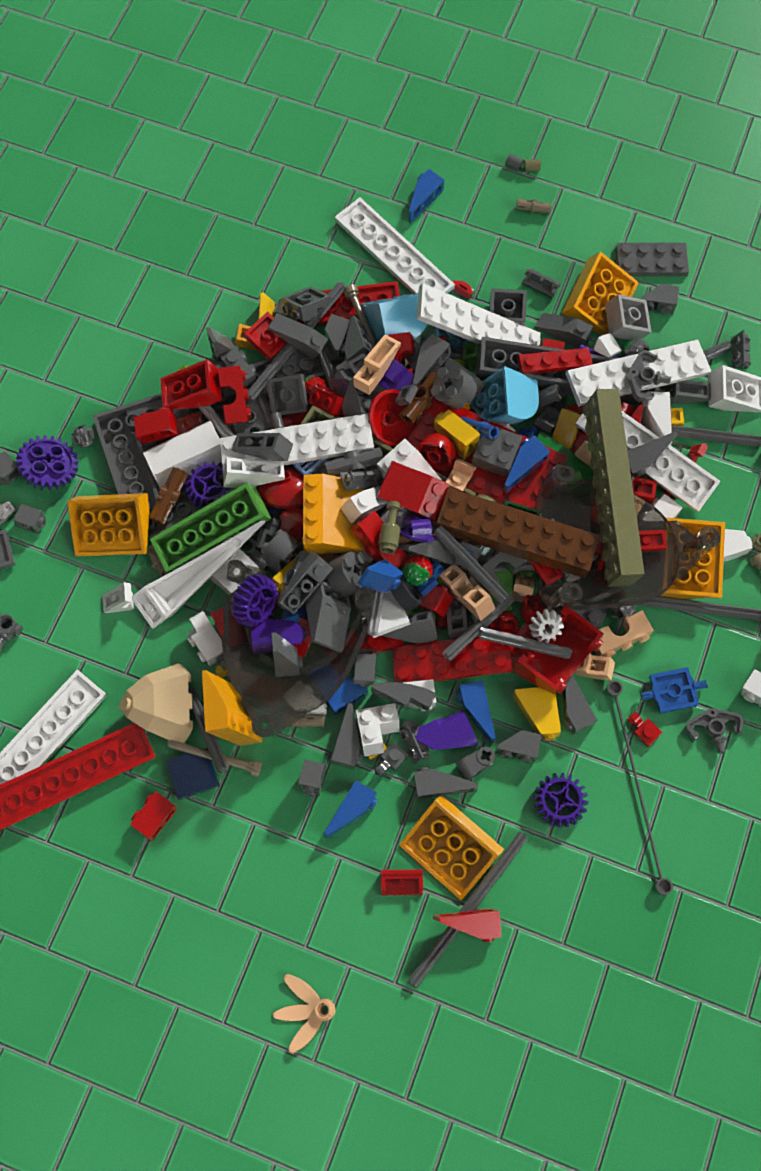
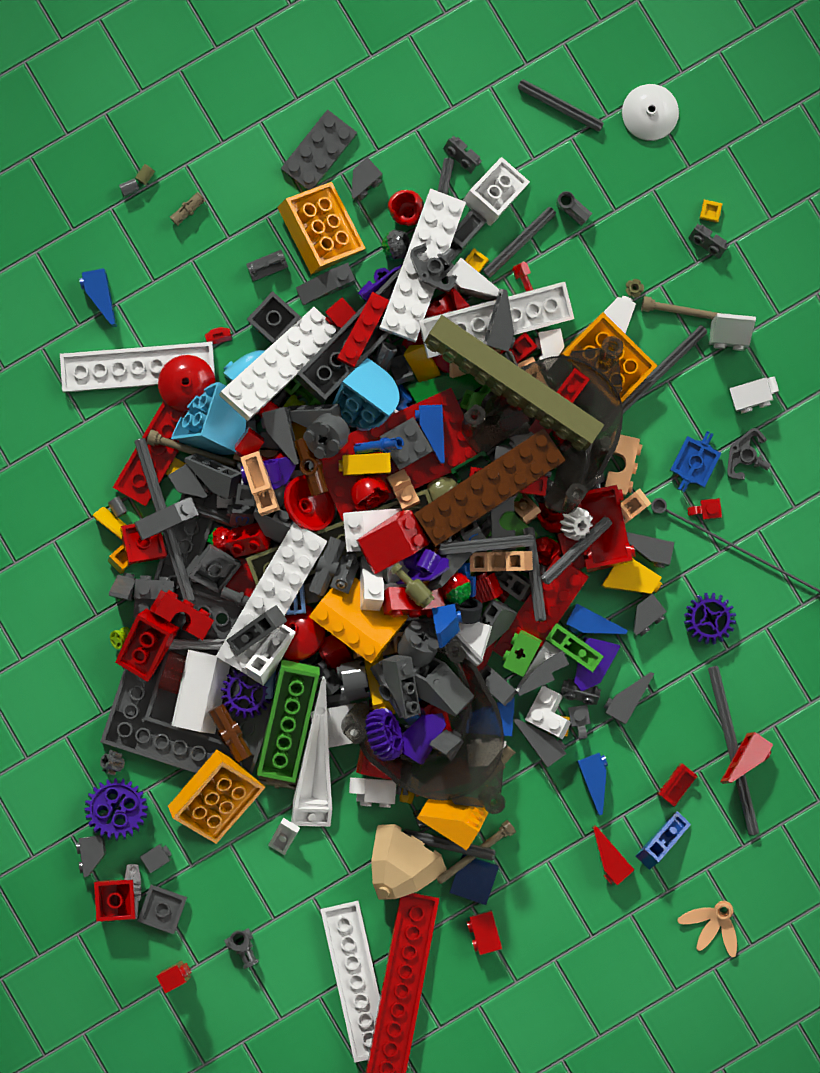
camera: 50 degrees left, 15 degrees up
(155, 425) = (157, 698): red brick -> none
(293, 877) = (612, 861): none -> red slope
(304, 303) = (137, 487): dark grey plate -> none
(312, 778) = (551, 793): dark grey brick -> none
(344, 906) = (663, 840): none -> blue slope
(397, 280) = (175, 371): none -> red dish
(406, 395) = (302, 478): dark grey tile -> none
(417, 669) = (520, 664): none -> bright green brick
(446, 704) = (574, 647): none -> bright green slope
(451, 847) = (680, 727): light orange slope -> none
(473, 764) = (633, 663): dark grey piece -> none
(607, 346) = (378, 268): white slope -> none
(628, 317) = (362, 226): light grey brick -> none
(667, 334) = (403, 202): none -> red piece

